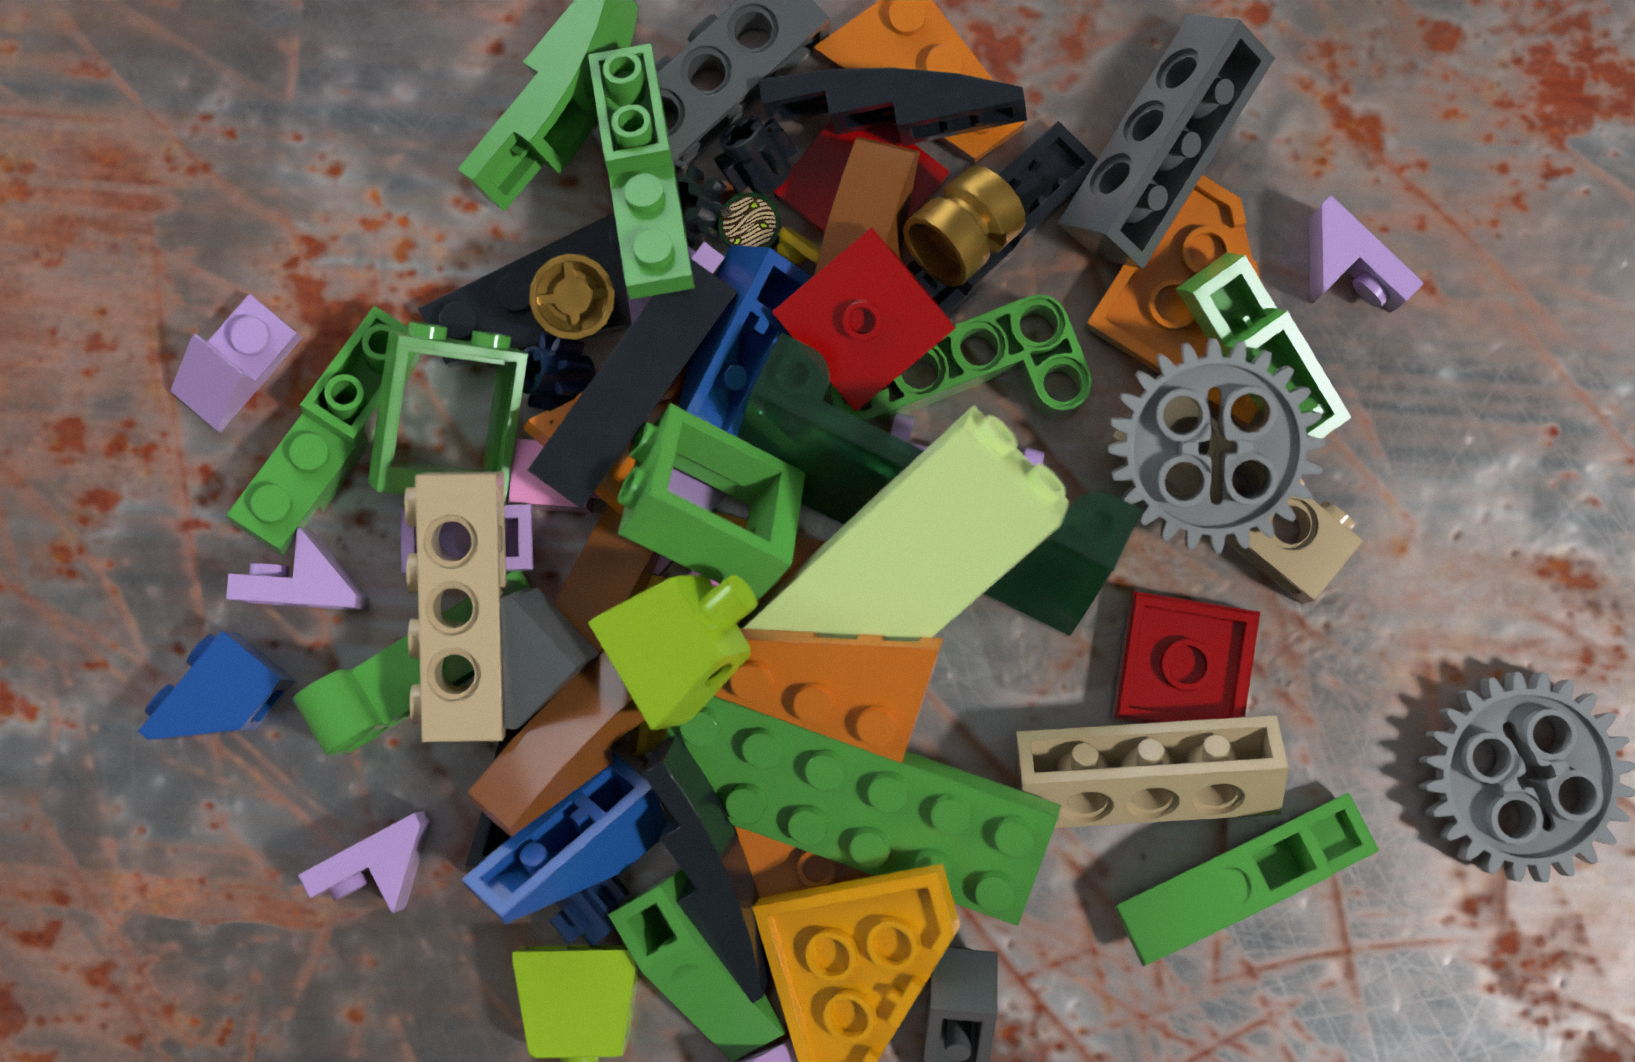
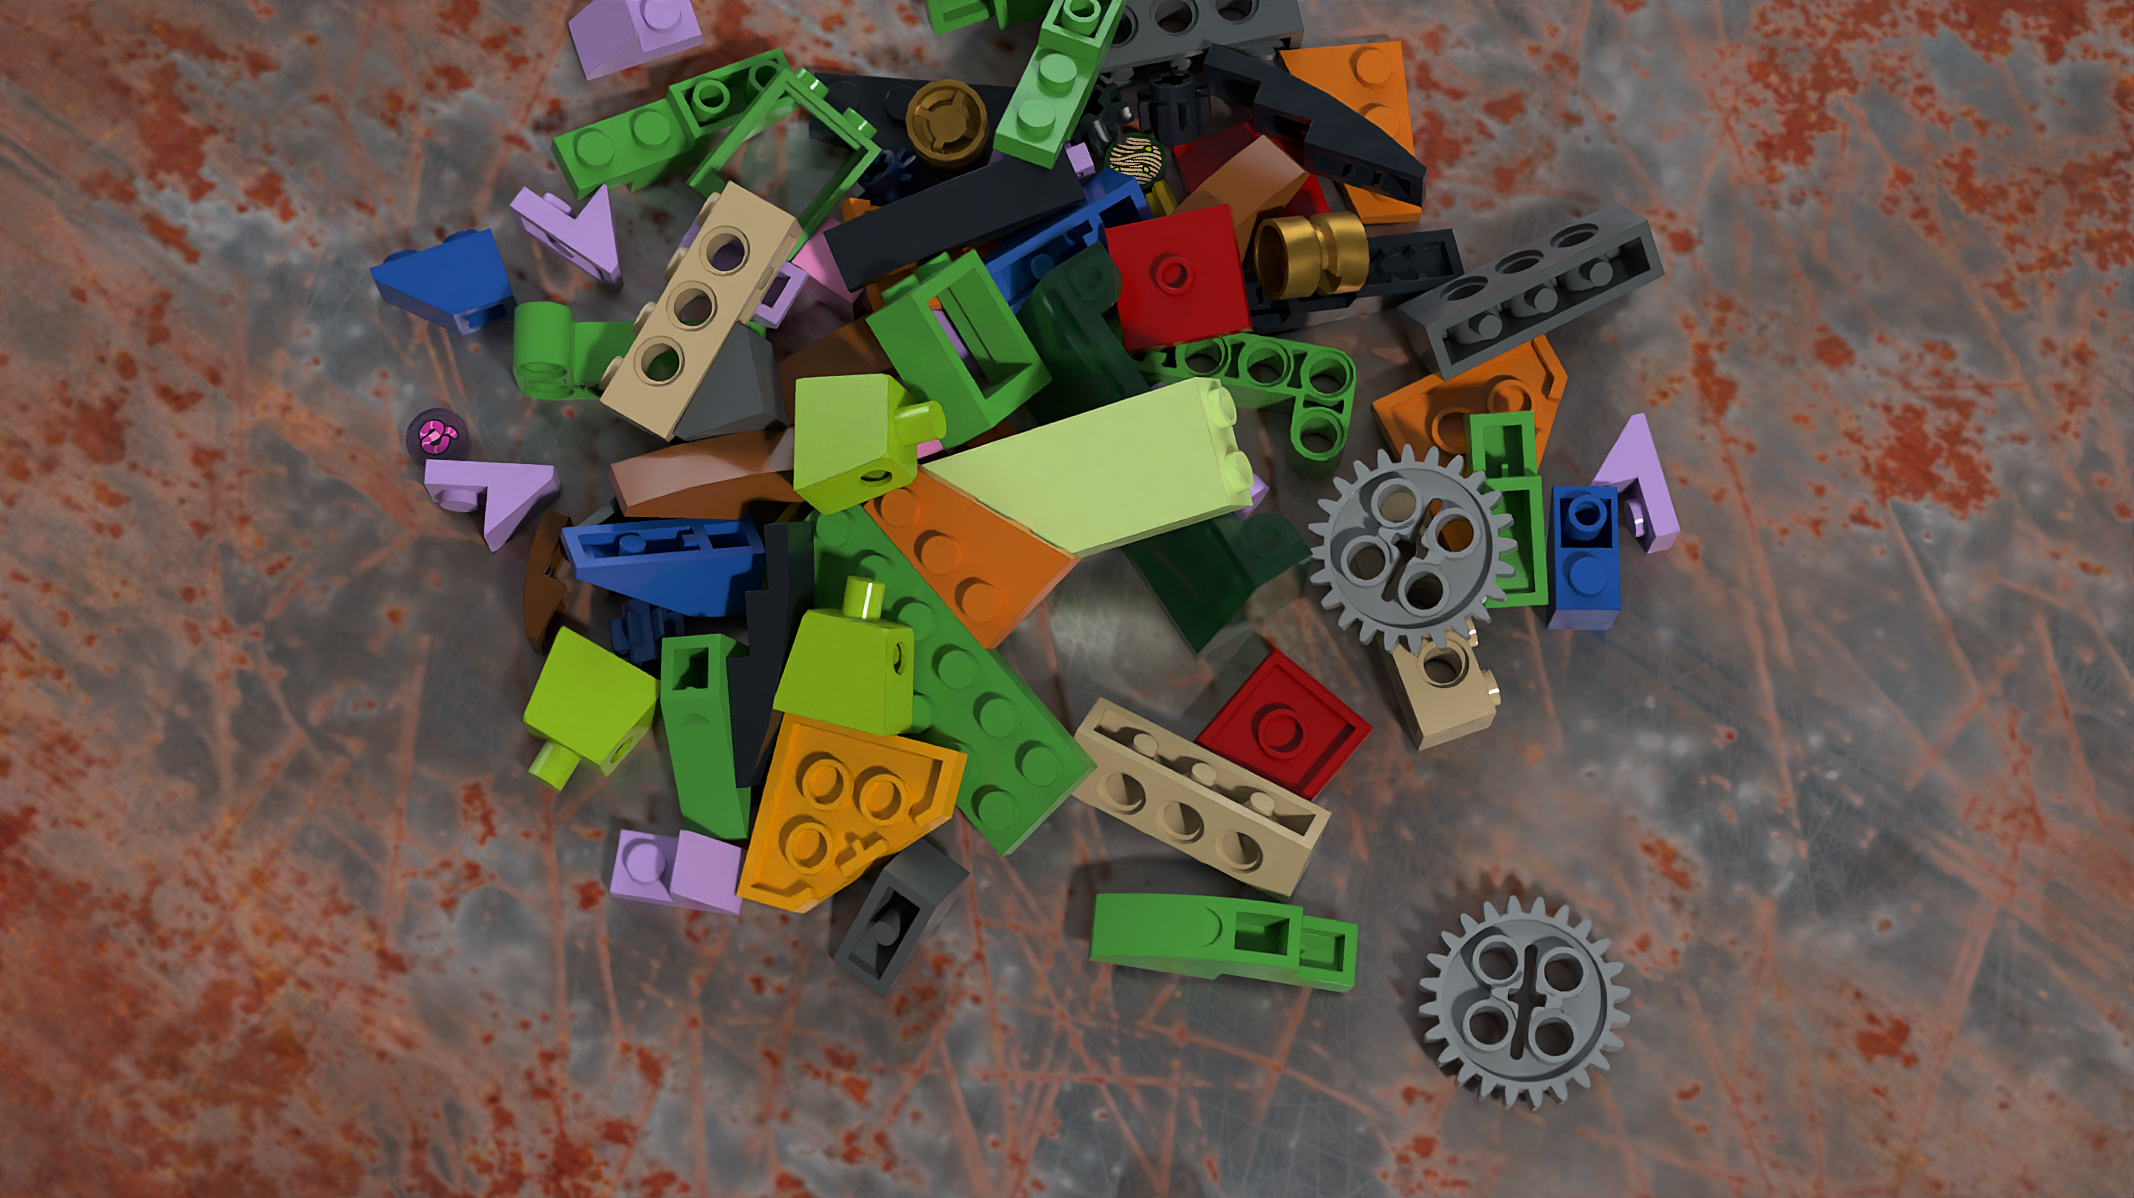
camera: 25 degrees right, 10 degrees down
(295, 840) = (438, 436): none -> clear purple tile
(476, 931) = (544, 596): none -> reddish brown slope
(794, 846) = (851, 665): none -> lime torso
(1353, 351) = (1583, 558): none -> blue slope

